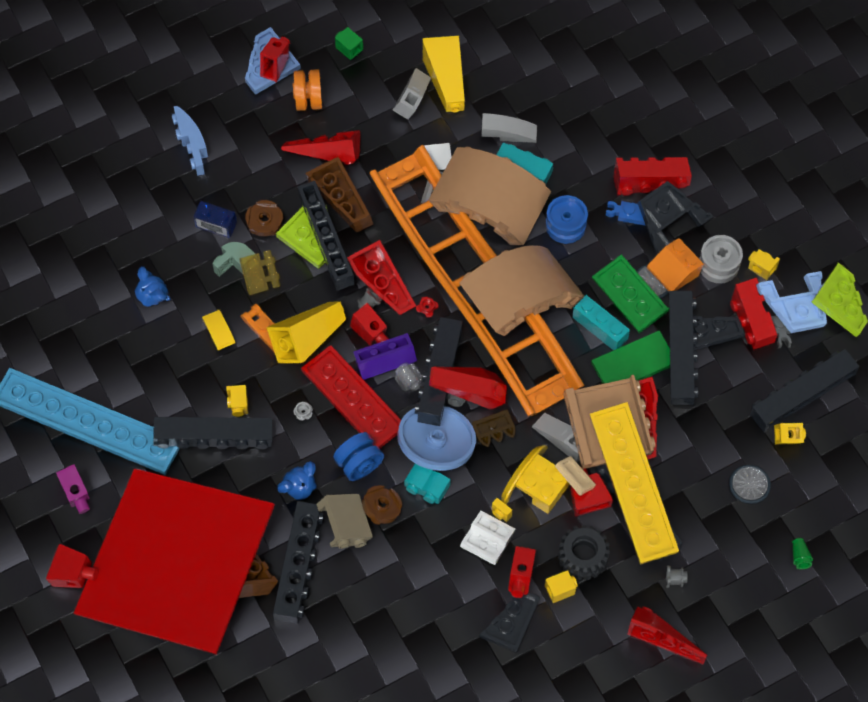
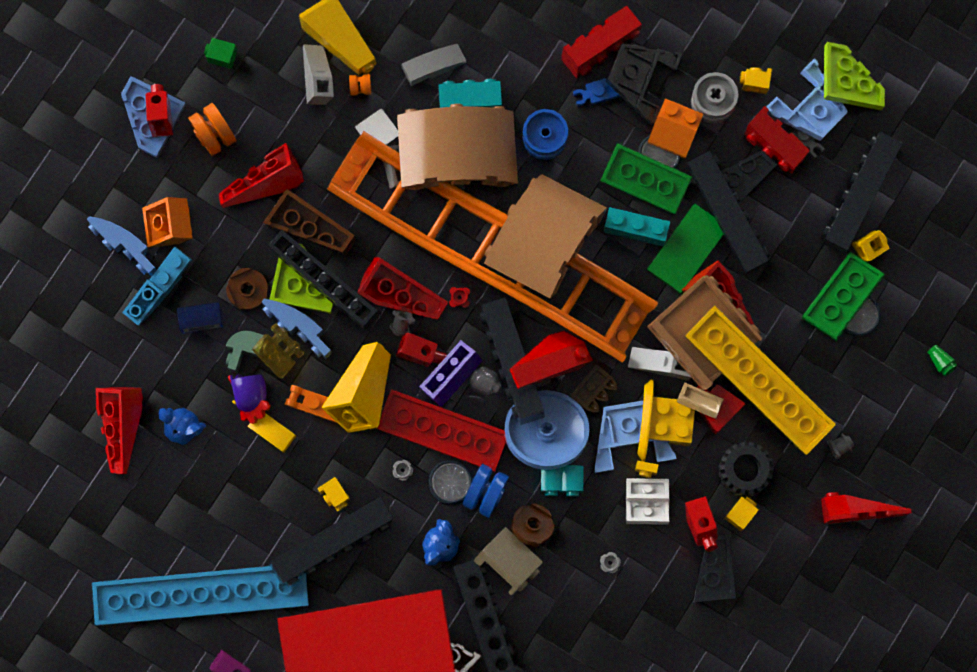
camera: 30 degrees left, 15 degrees up
(112, 254) = (120, 416): none -> red wedge
(197, 183) = (158, 286): none -> dark azure slope
(217, 293) = (250, 396): none -> dark purple piece
(234, 141) = (167, 222): none -> orange slope
(288, 261) = (294, 320): none -> medium blue slope
(332, 437) = (450, 481): none -> clear wheel
(428, 564) = (610, 556): none -> light grey plate
(442, 116) = (365, 84): none -> orange wheel
(497, 470) = (622, 428): none -> light blue wing
(744, 462) = (843, 296): none -> green tile

